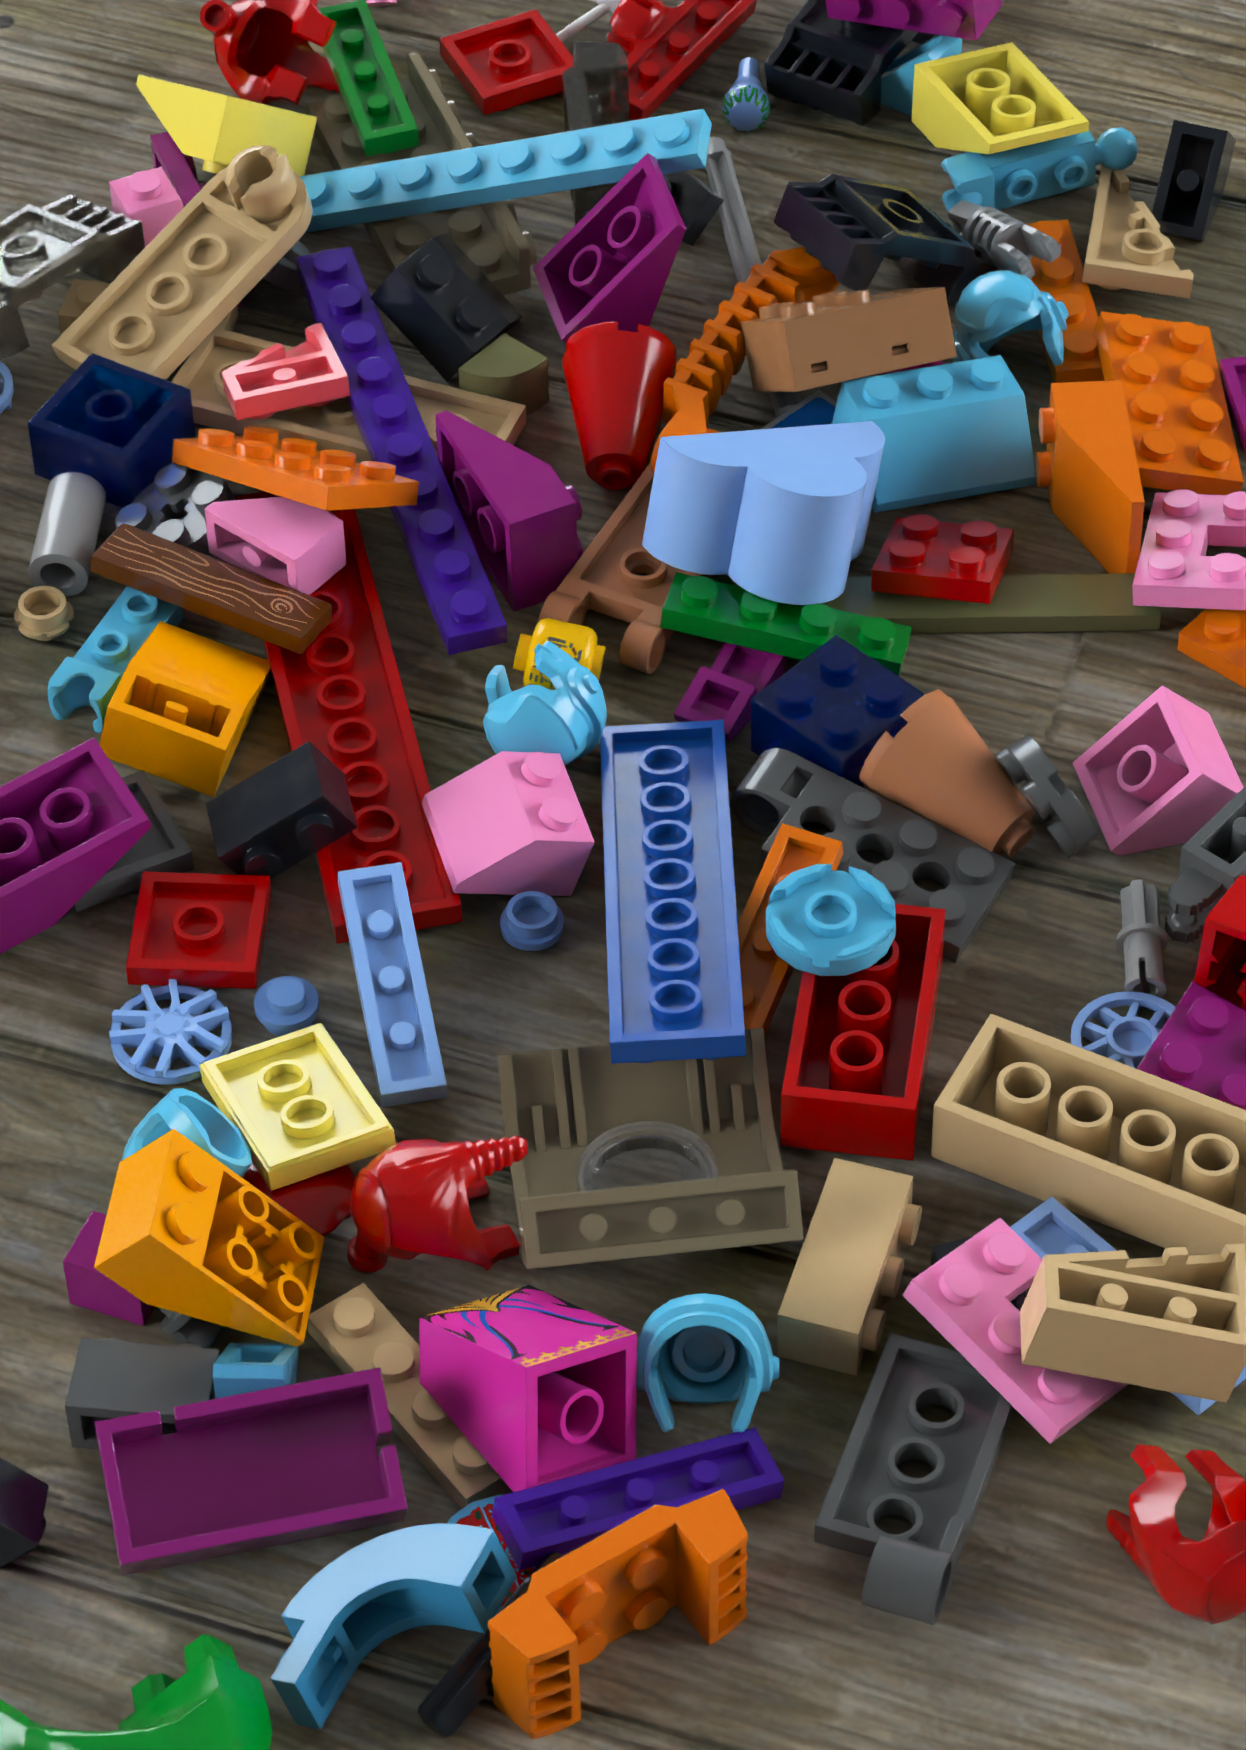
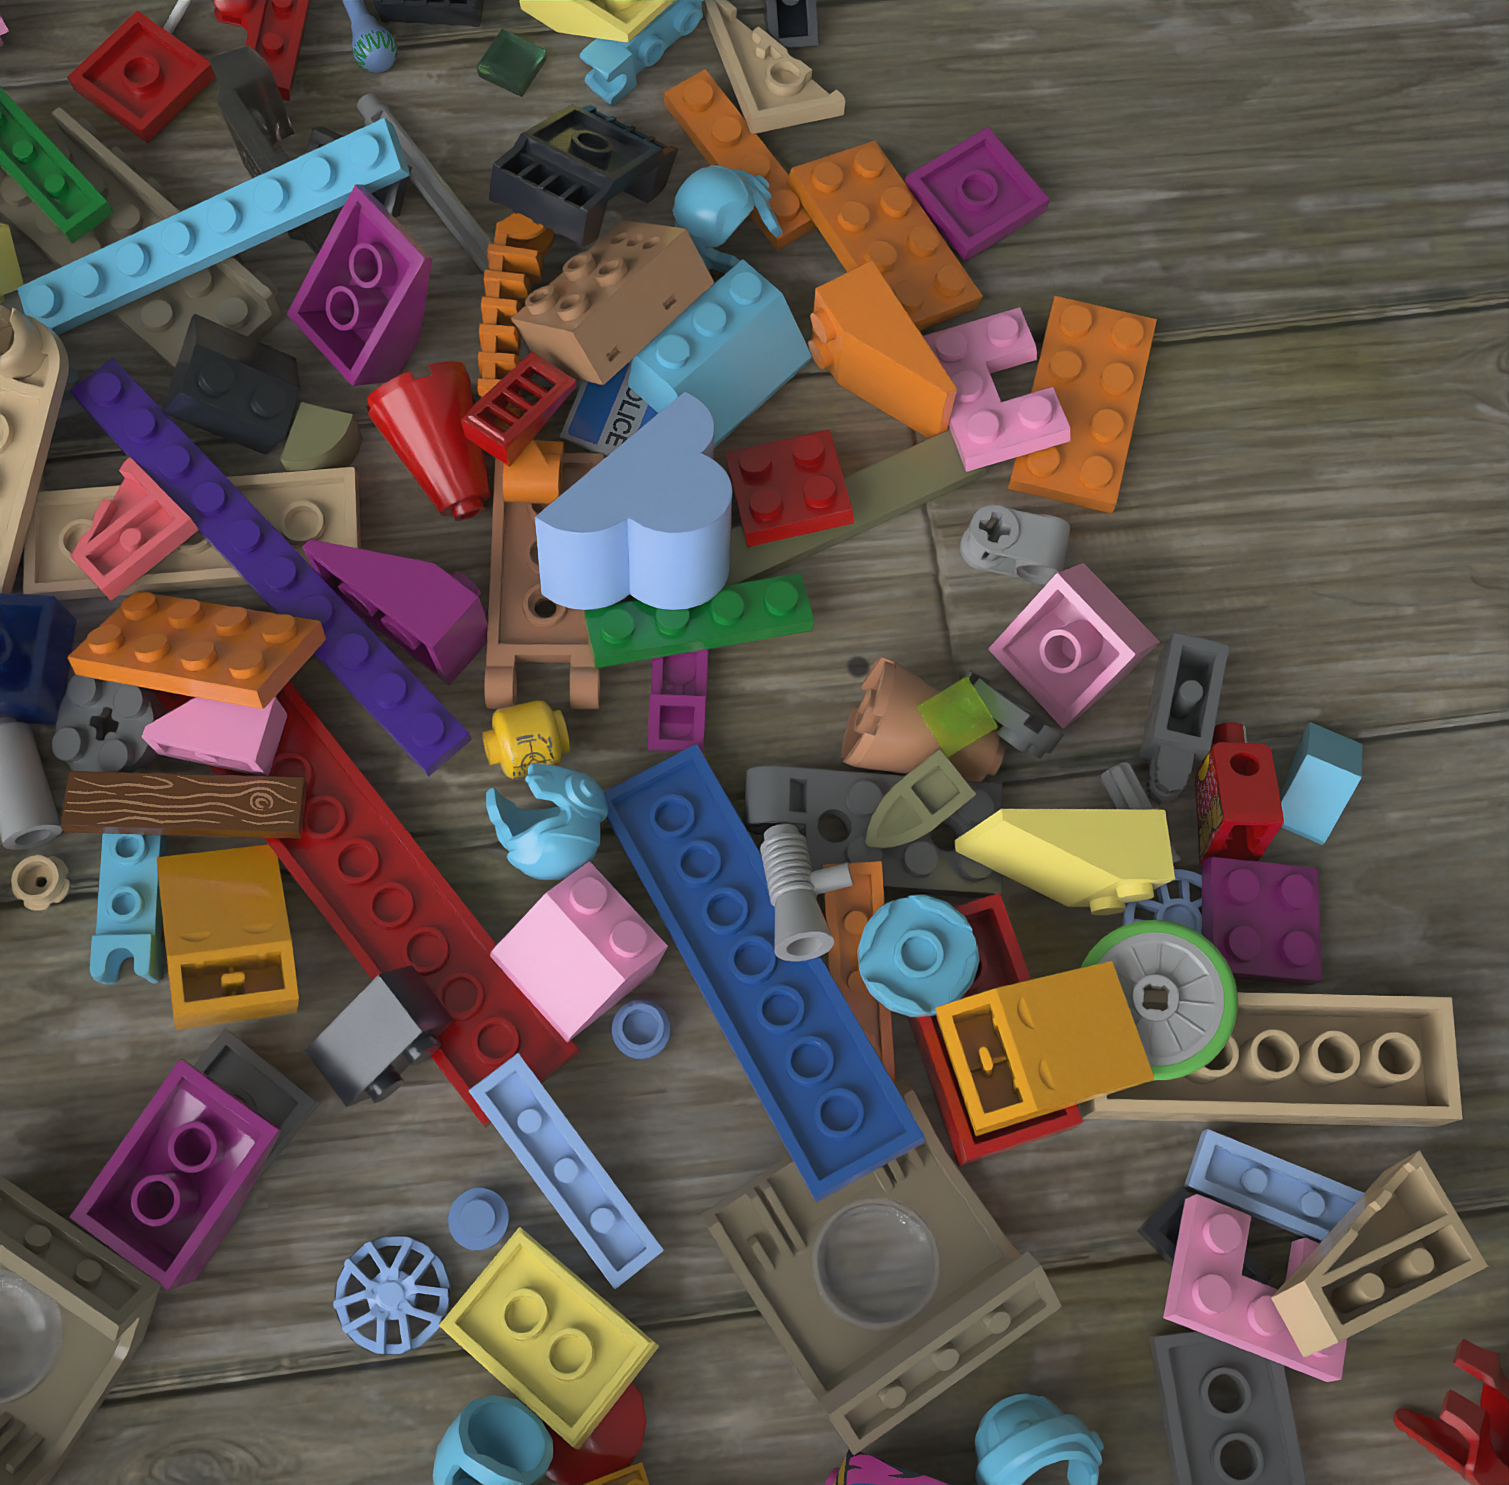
camera: 30 degrees left, 25 degrees up
(199, 930) = (362, 1177): red plate -> none
(418, 1198) = (719, 1406): red piece -> none
(687, 387) = (508, 445): none -> red slope
(727, 851) = (793, 890): none -> light grey piece
(831, 709) = (791, 702): clear blue brick -> none
(848, 1267) = (1081, 1258): tan brick -> none
(877, 159) = (511, 62): none -> clear green tile
(898, 1005) = (1042, 1045): none -> light orange slope
(914, 817) = (918, 803): none -> olive plate
(982, 746) = (957, 717): none -> clear neon green plate
(1002, 238) = (667, 117): light grey hinge -> none
(1037, 904) = (1077, 854): none -> light yellow slope
(1046, 1031) = (1198, 985): none -> light grey wheel
(1143, 674) = (1020, 543): none -> light grey piece

